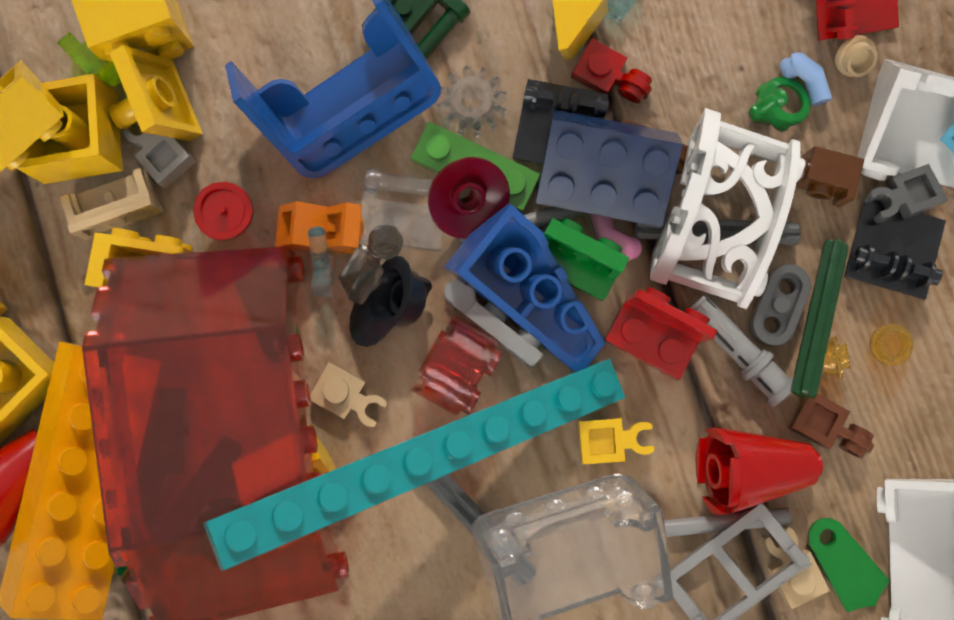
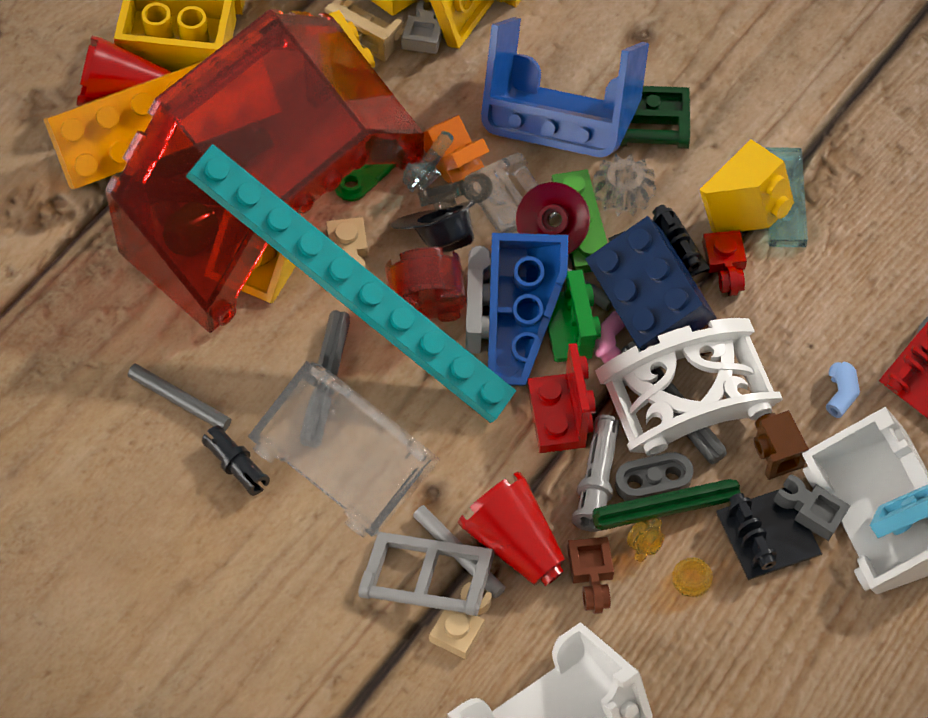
camera: 55 degrees right, 25 degrees down
(223, 211) = (415, 87): red piece -> none
(605, 440) = (456, 426): yellow plate -> none
(770, 99) = (789, 372): green piece -> none
(847, 566) = (495, 658): green piece -> none
(856, 56) = (891, 399): tan plate -> none

